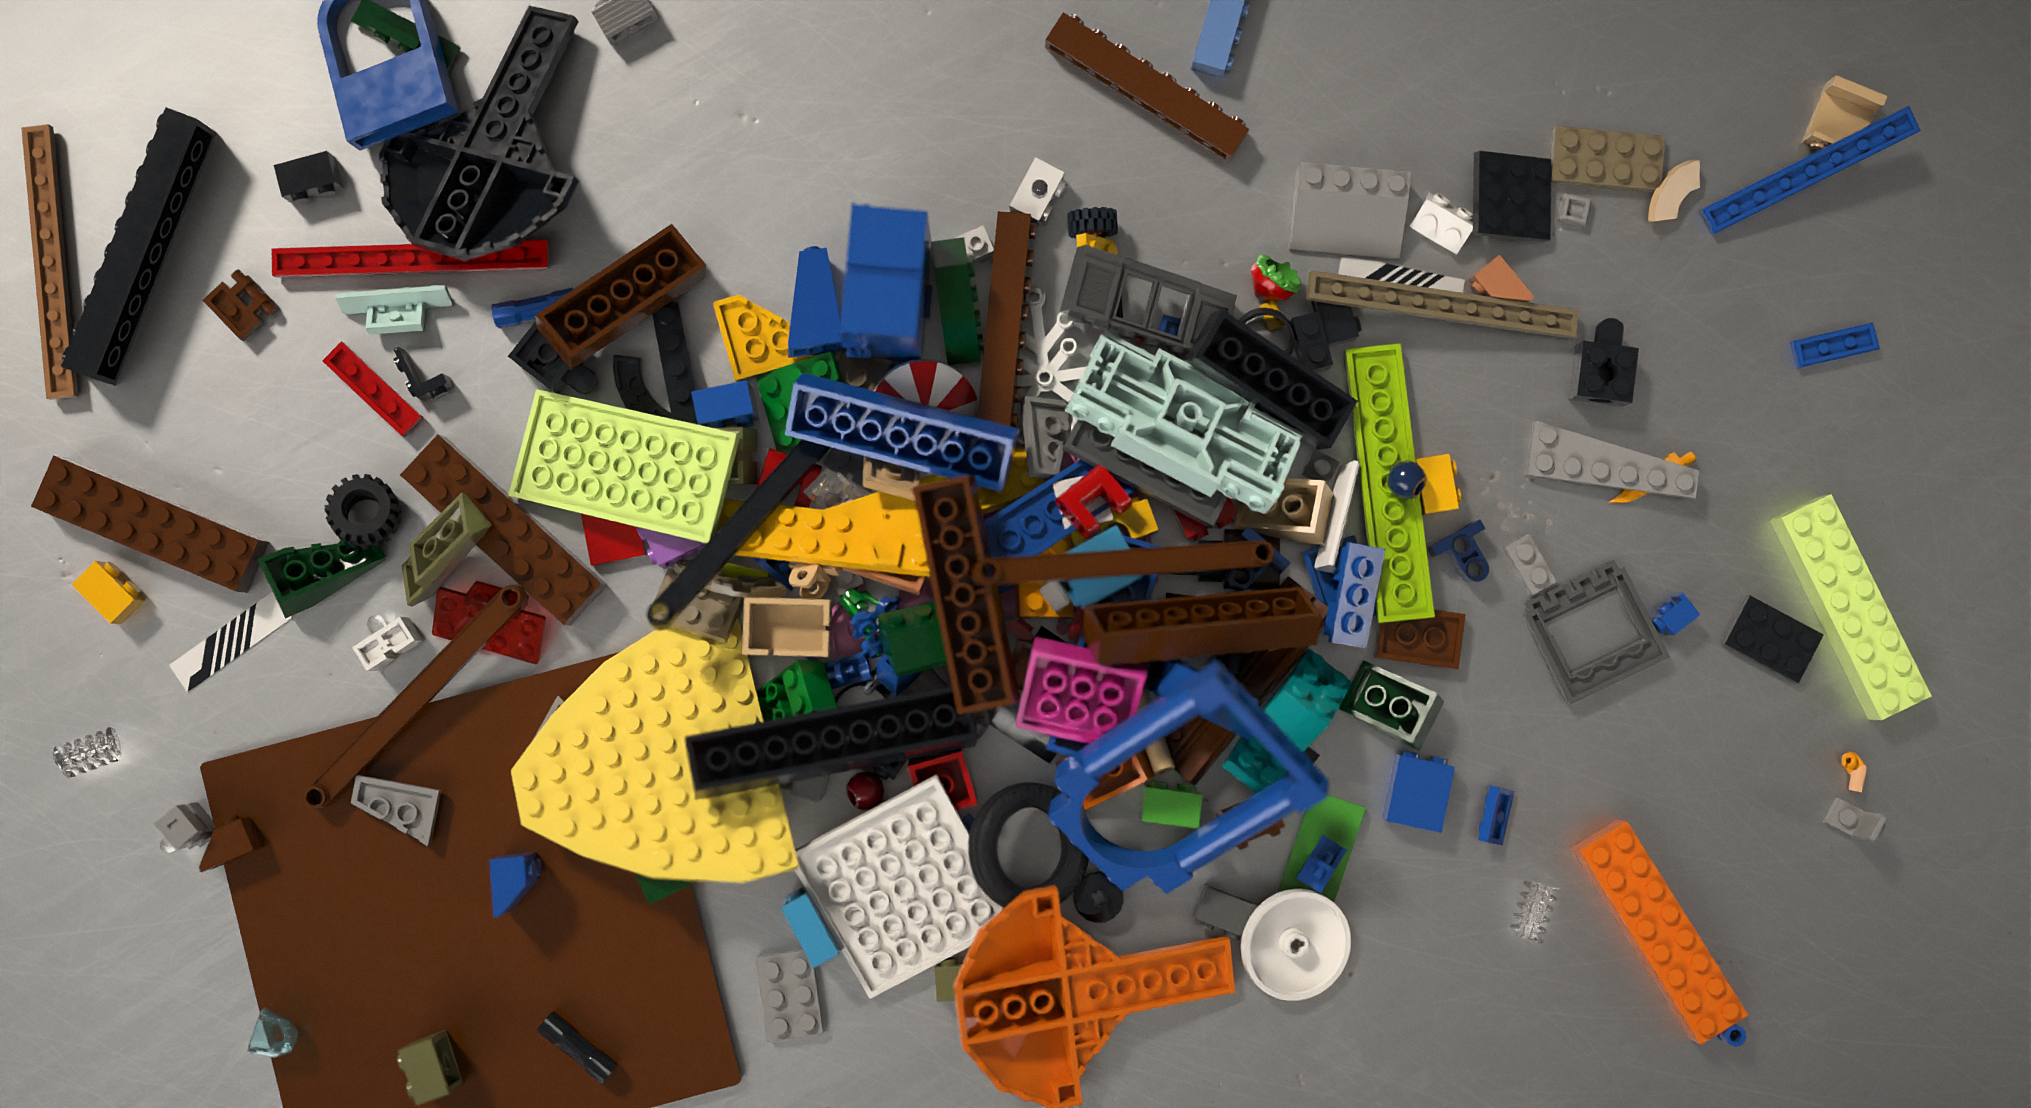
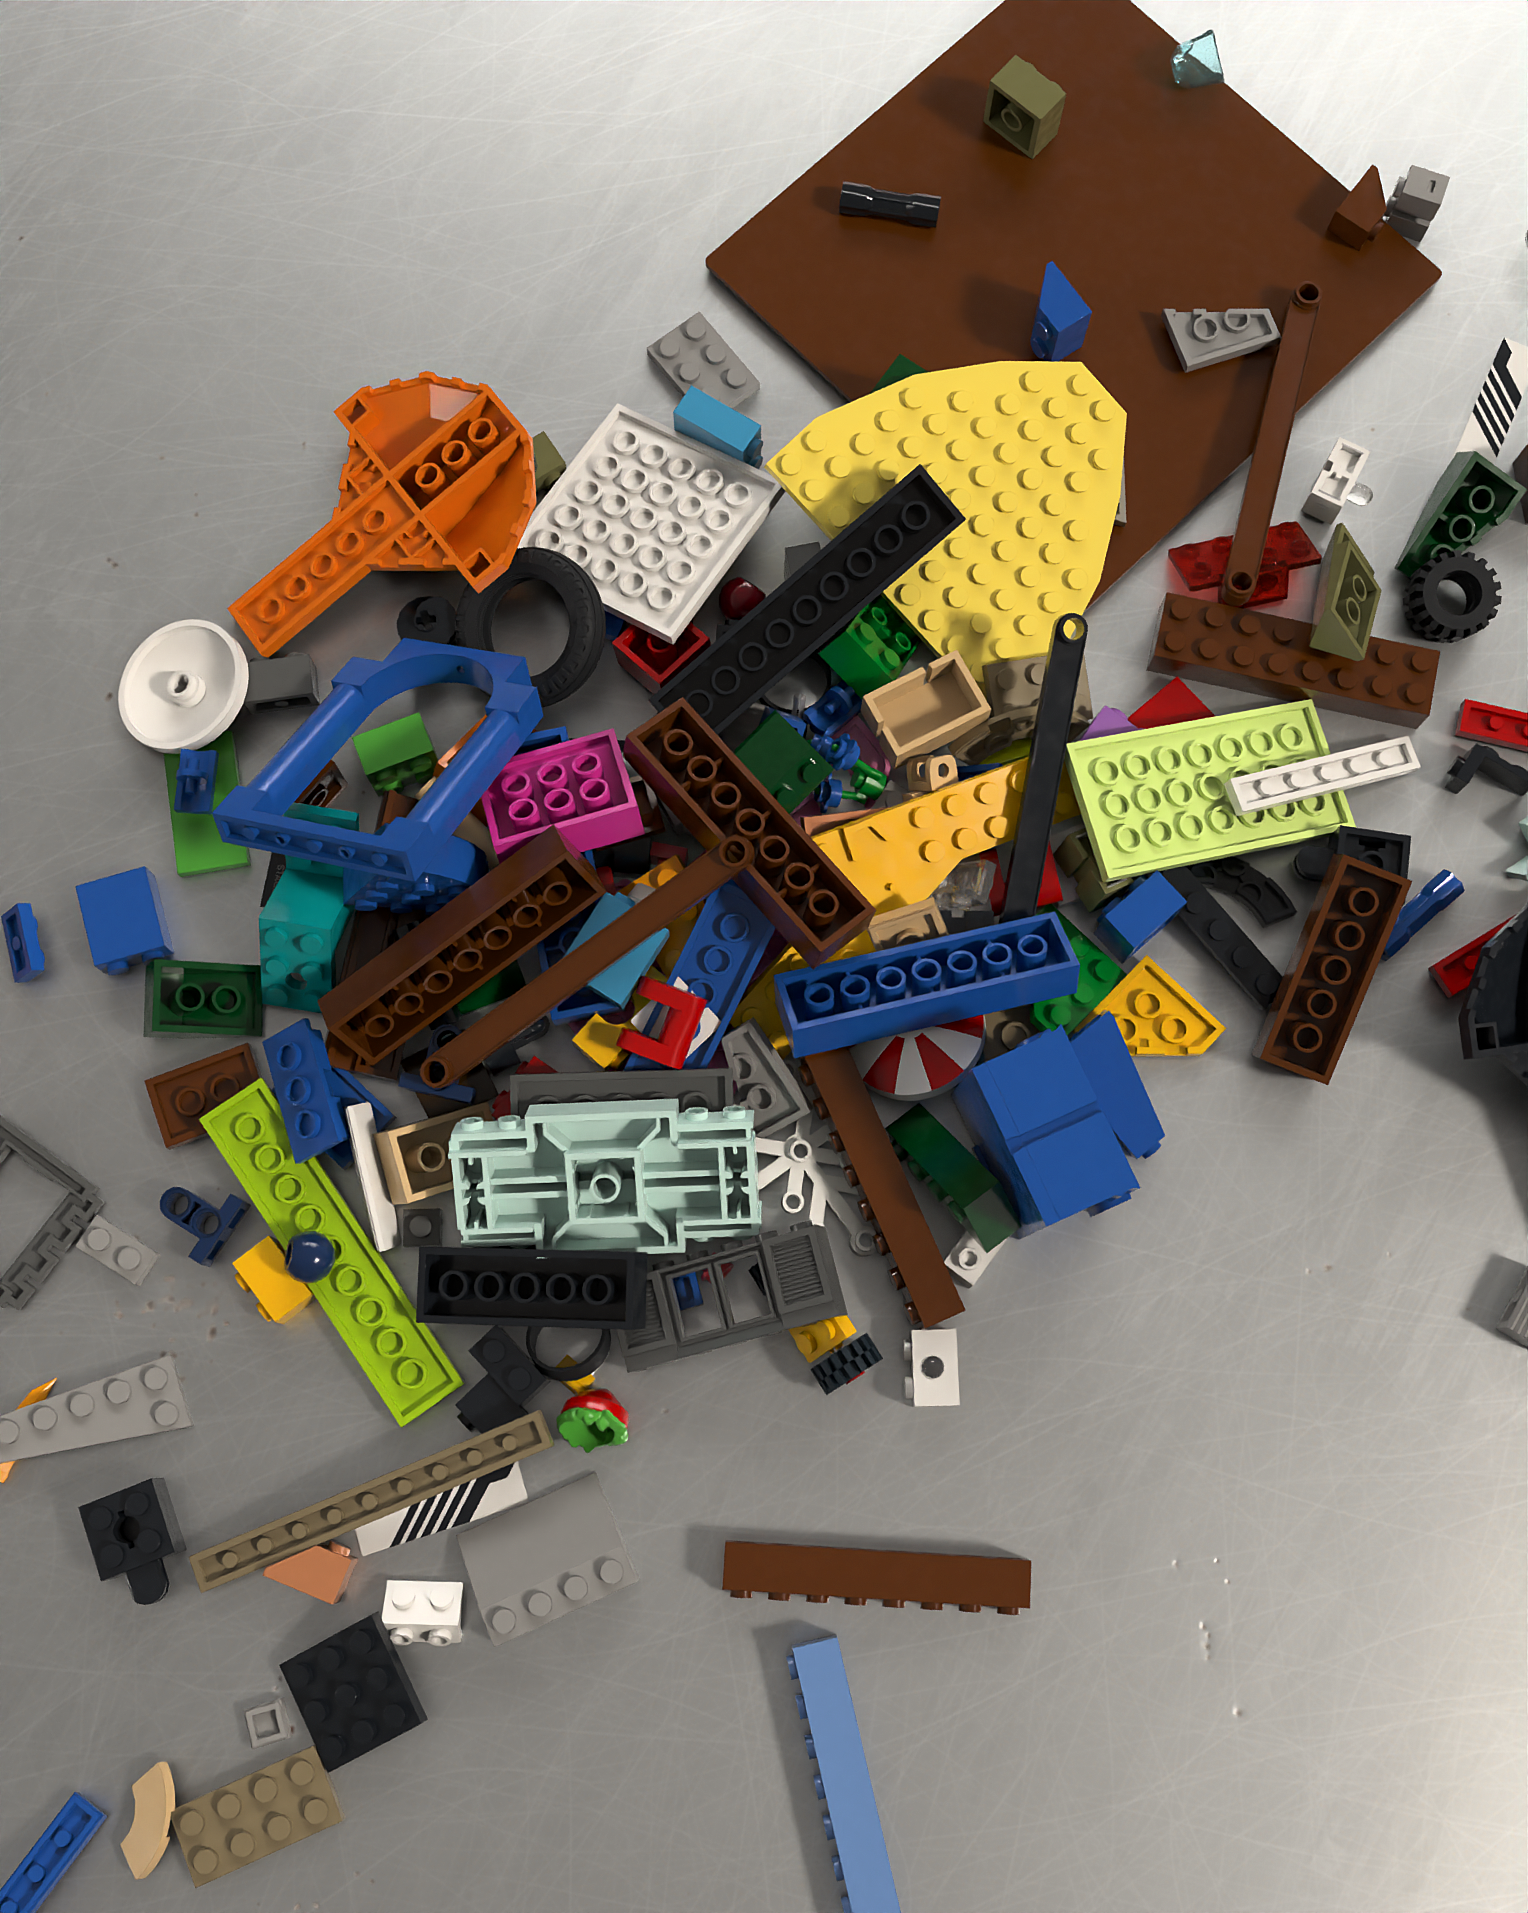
camera: 150 degrees right, 10 degrees down
(538, 433) = (1321, 775): none -> white plate

